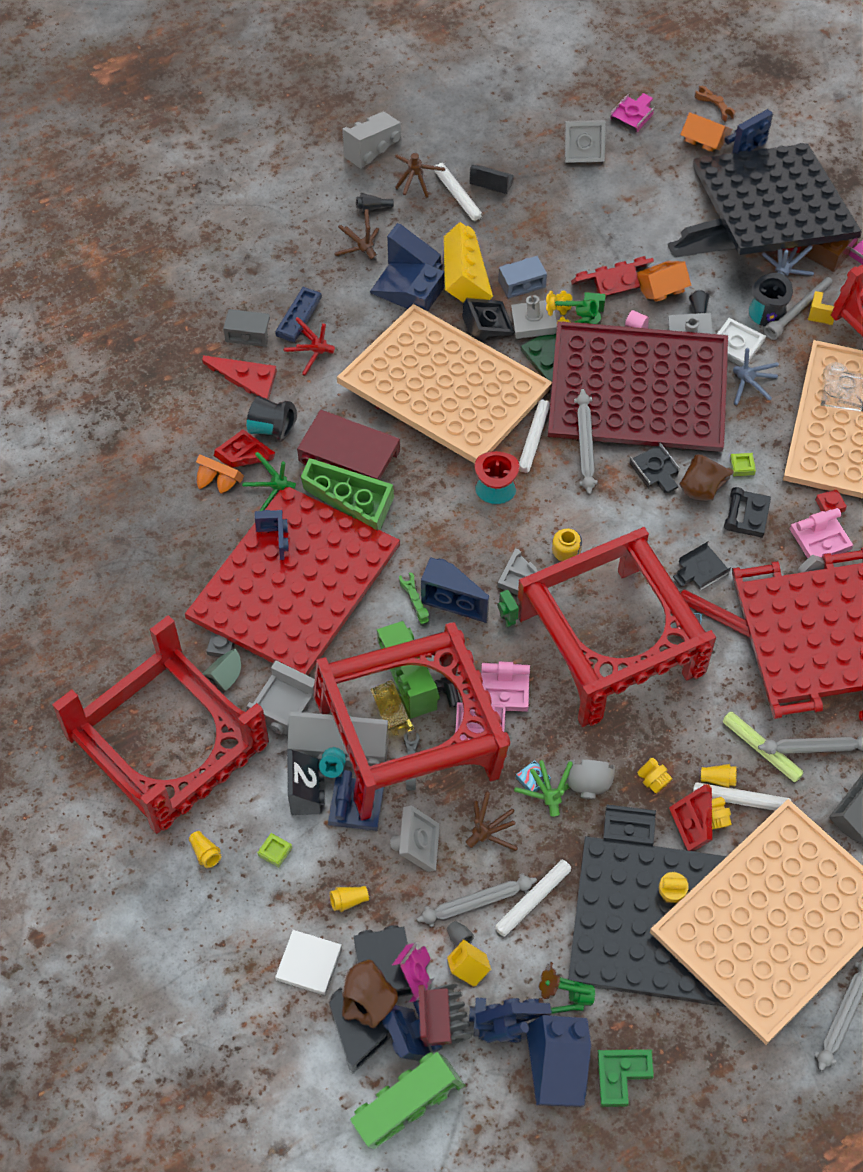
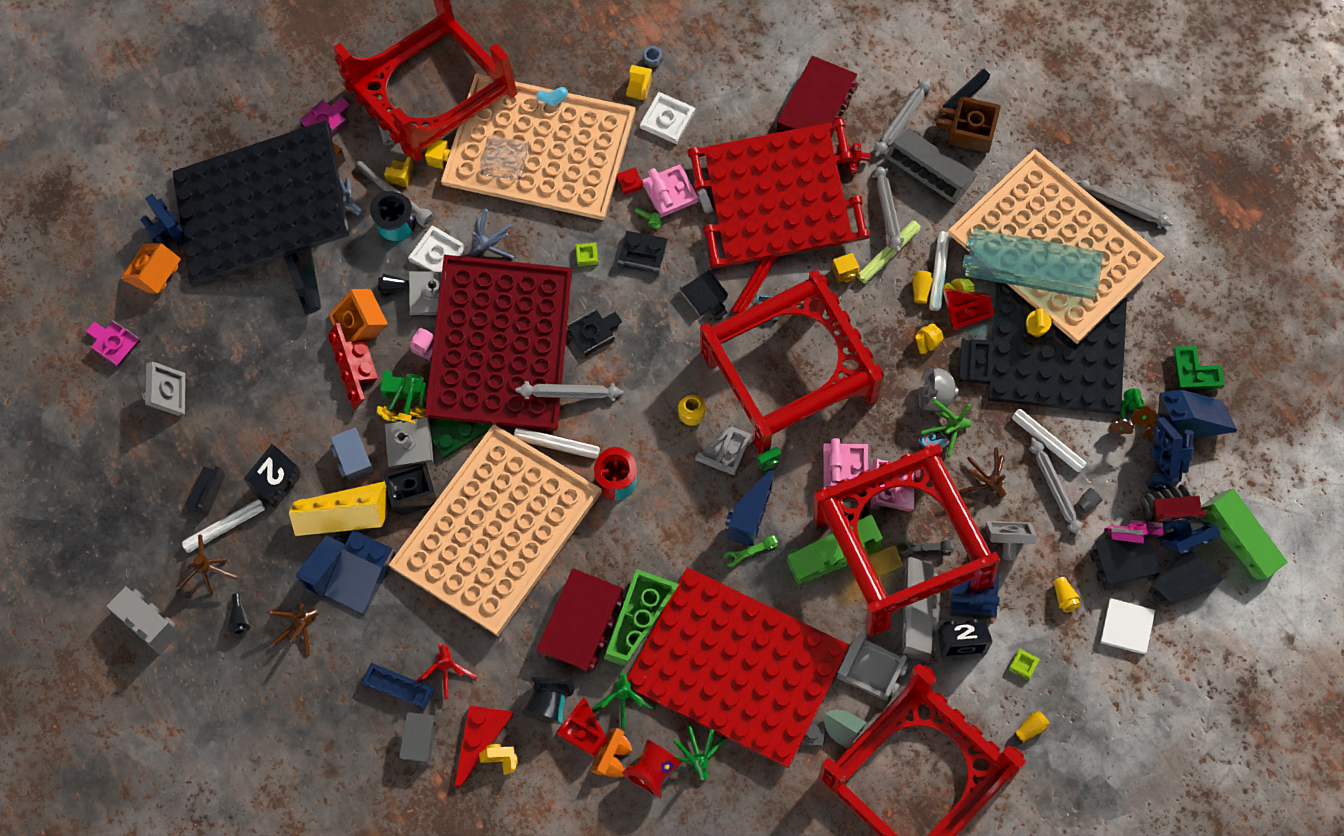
camera: 90 degrees left, 10 degrees up
(195, 500) = (652, 768): none -> red hat
(202, 543) = (699, 760): none -> green plant
(227, 382) = (496, 753): none -> yellow bracket
(273, 521) = (688, 675): dark blue bracket -> none
(332, 756) = (943, 611): teal wheel -> none
(367, 986) = (1172, 561): reddish brown piece -> none
(468, 963) = (1116, 491): yellow panel -> none
(500, 216) = (272, 476): none -> black slope
(704, 478) = (613, 284): reddish brown piece -> none
(706, 95) = (101, 255): dark orange piece -> none
(738, 698) = (845, 268): none -> yellow plate
(745, 882) = (1033, 263): none -> clear light blue brick
(785, 522) = (654, 218): none -> bright green hand
(845, 336) = (438, 154): none -> yellow plate

